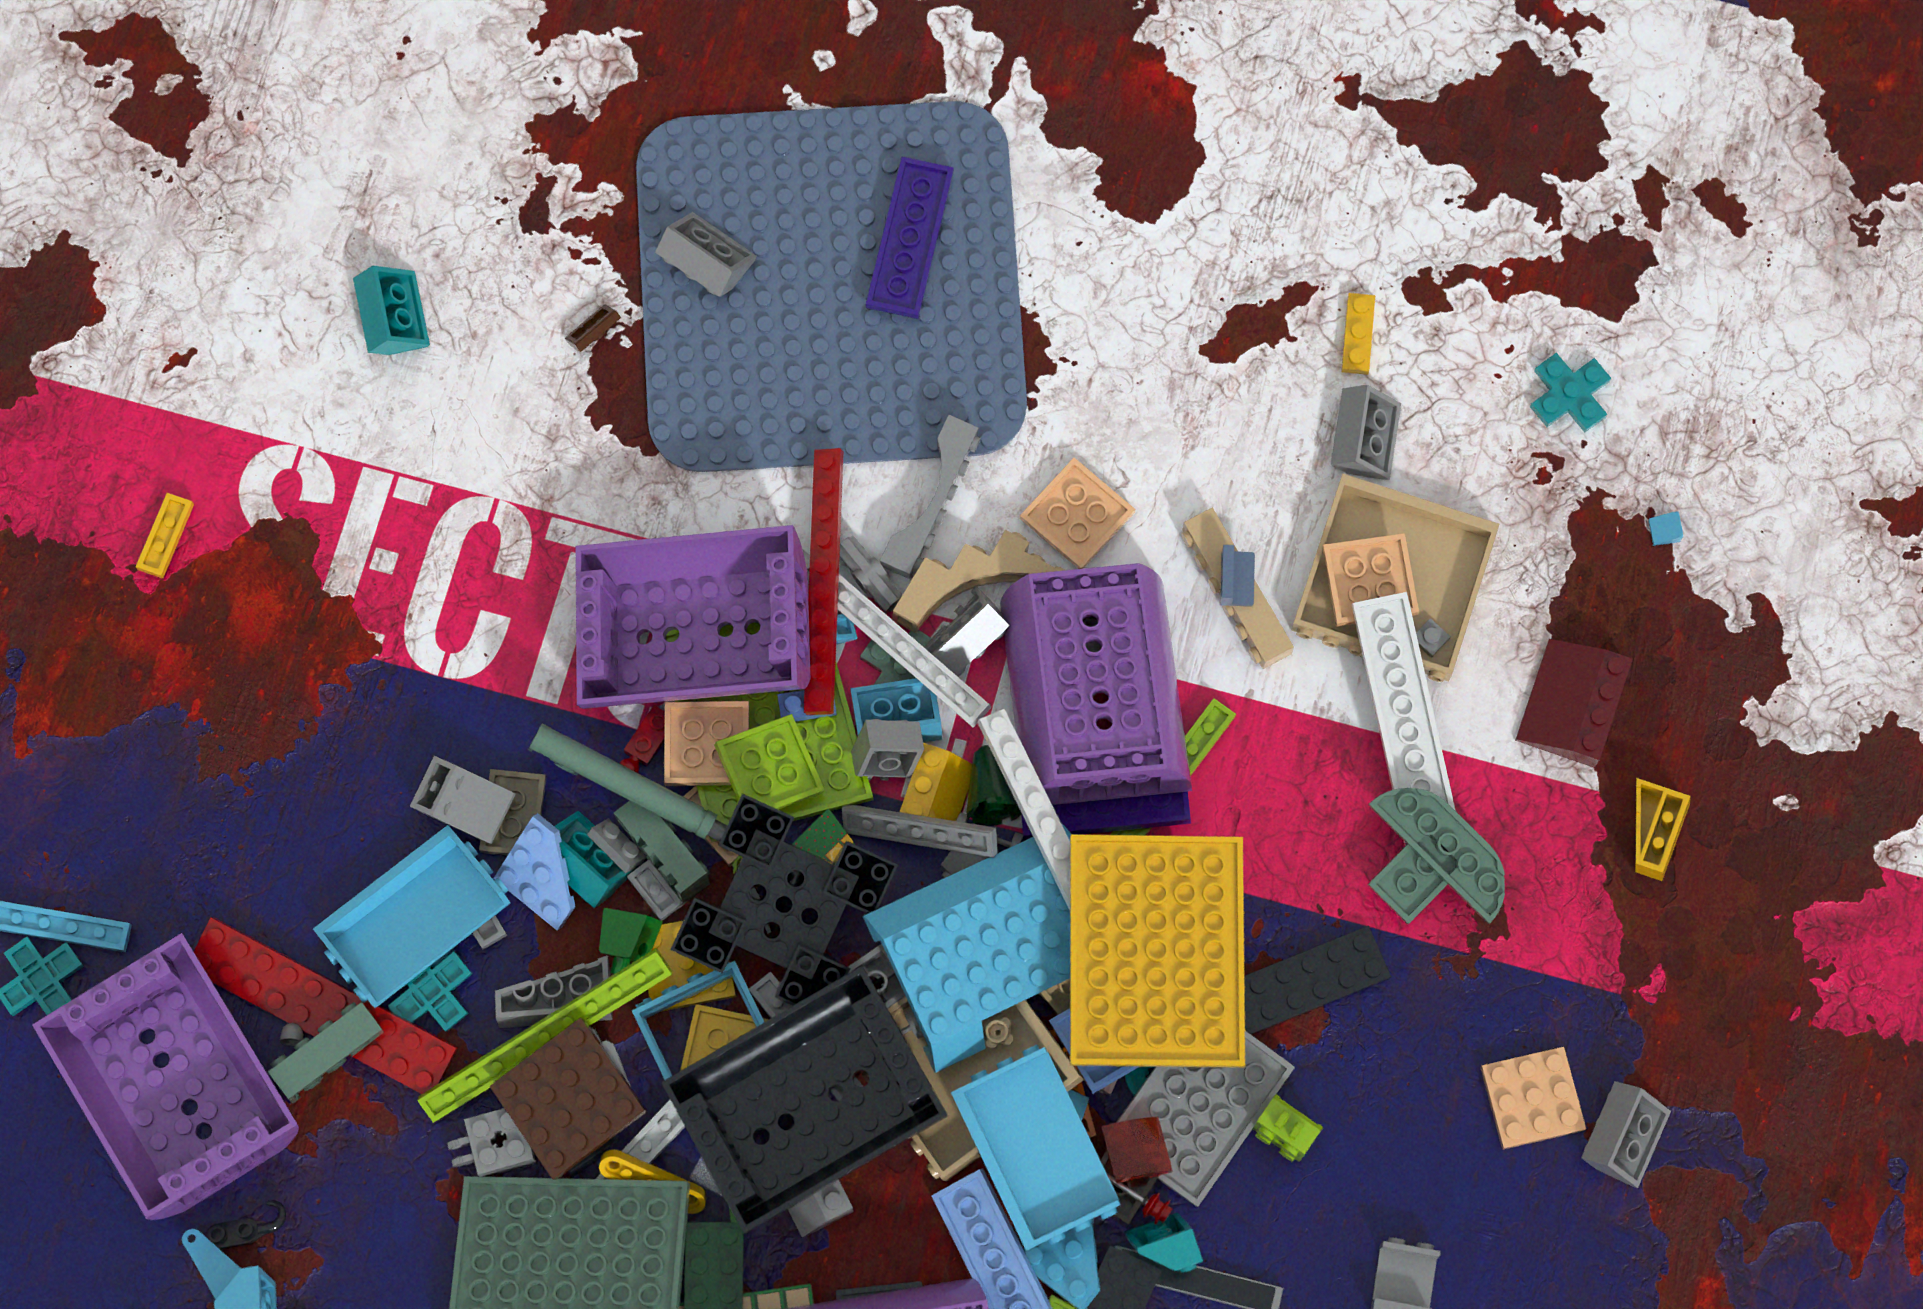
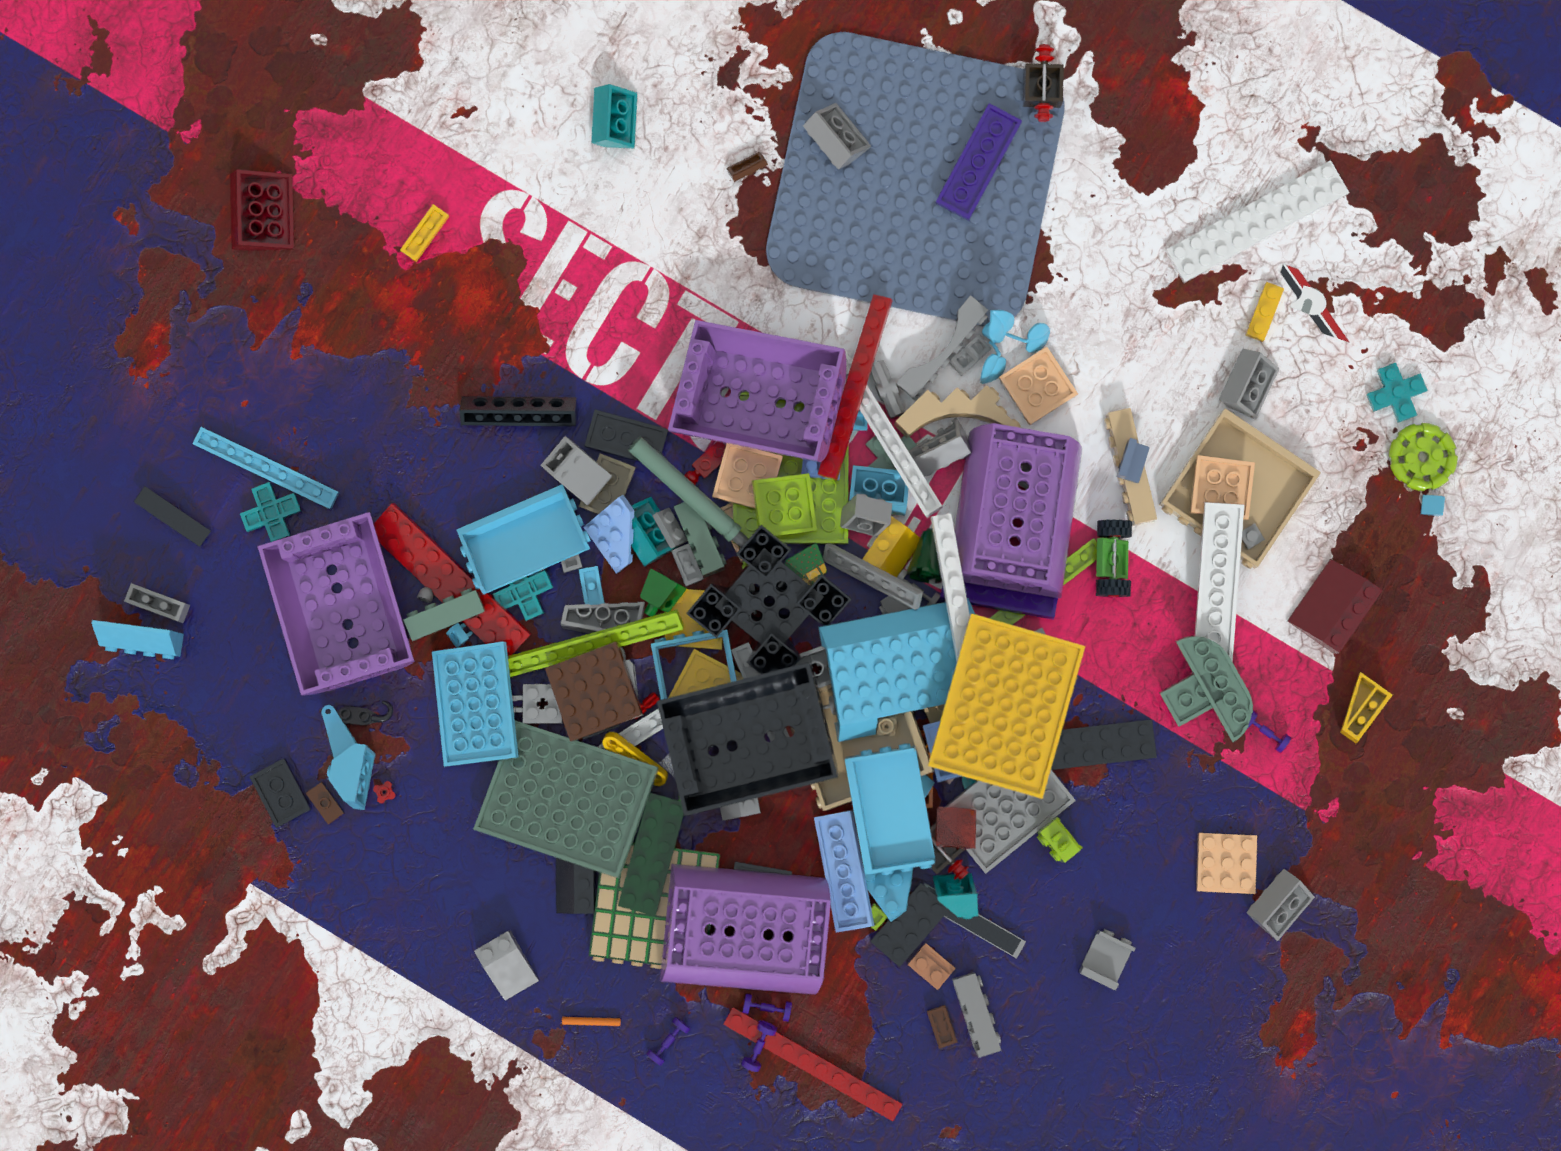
camera: 15 degrees right, 10 degrees up
(353, 1078) = (457, 635): none -> medium azure tile
(359, 741) = (518, 411): none -> black brick
(402, 1168) = (475, 704): none -> medium azure plate
(505, 736) = (616, 434): none -> black plate
(525, 955) = (591, 585): none -> medium azure plate
(650, 1099) = (648, 702): none -> red piece
(968, 111) = (1043, 84): none -> dark brown brick
(971, 498) = (970, 355): none -> light grey slope
(999, 438) = (1000, 323): none -> medium azure plant
(1248, 717) = (1113, 558): none -> plate
(1311, 218) = (1257, 221): none -> white plate
(1418, 305) = (1311, 302): none -> sticker
(1537, 899) = (1282, 743): none -> dark purple wheel
(1644, 456) = (1434, 456): none -> lime plate

